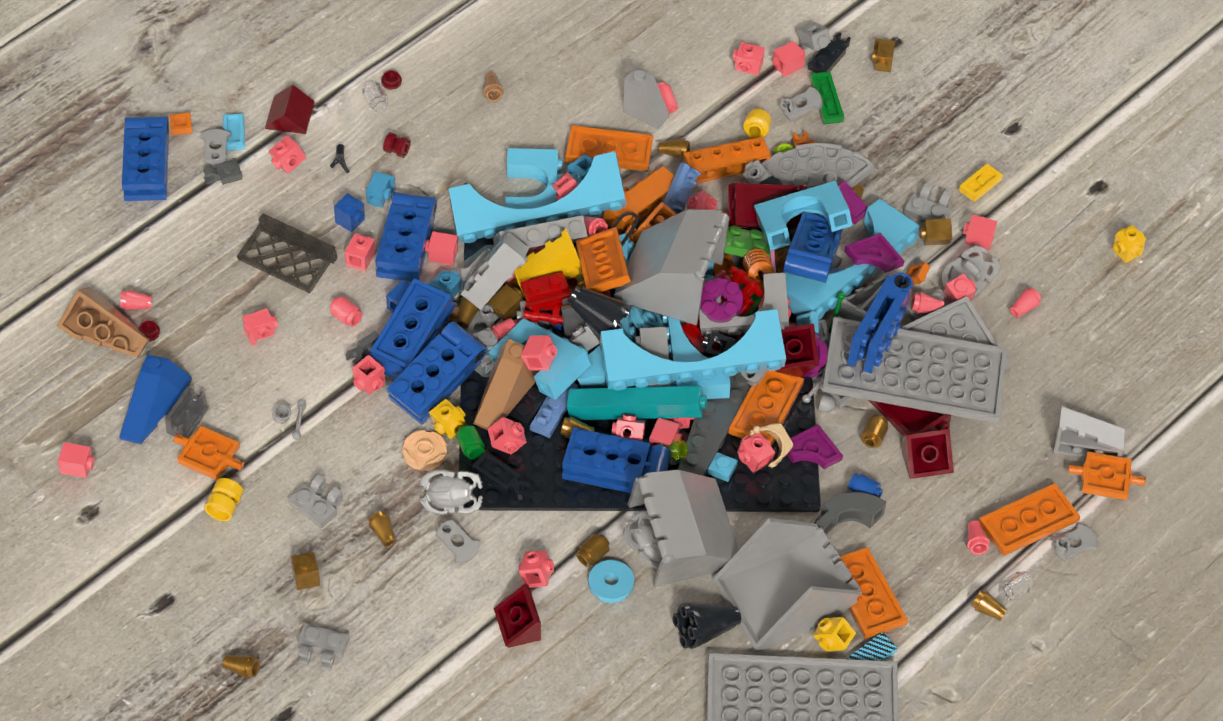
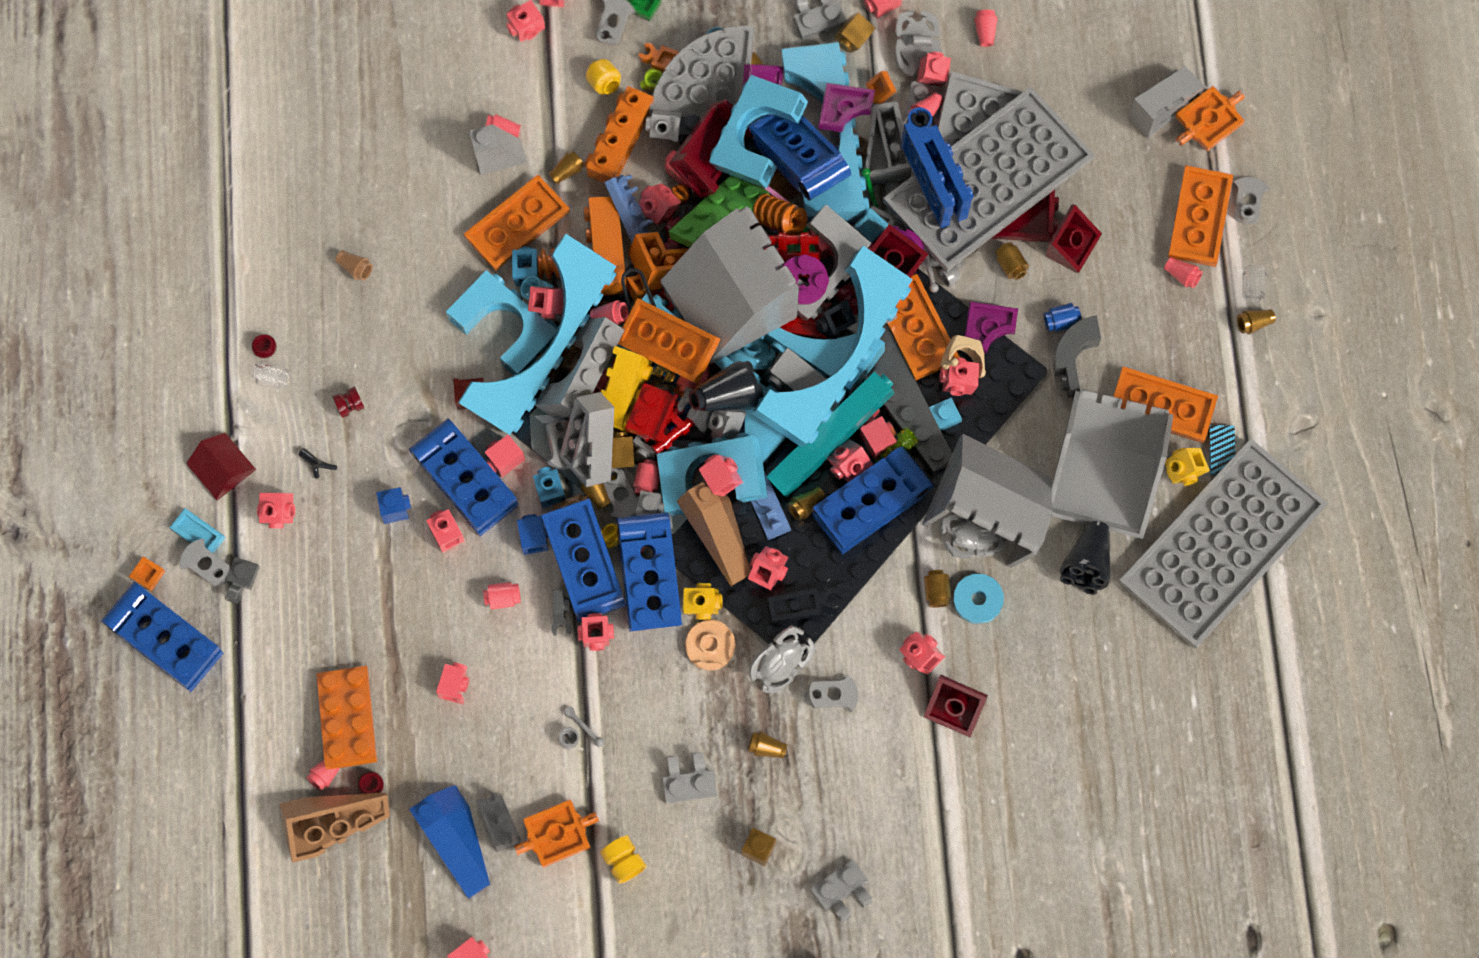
camera: 45 degrees left, 20 degrees up
(181, 285) = (346, 717): none -> orange plate
(299, 241) = (382, 575): clear smoke fence -> none
(380, 189) = (388, 458): dark azure brick -> none
(470, 442) = (744, 602): green brick -> none

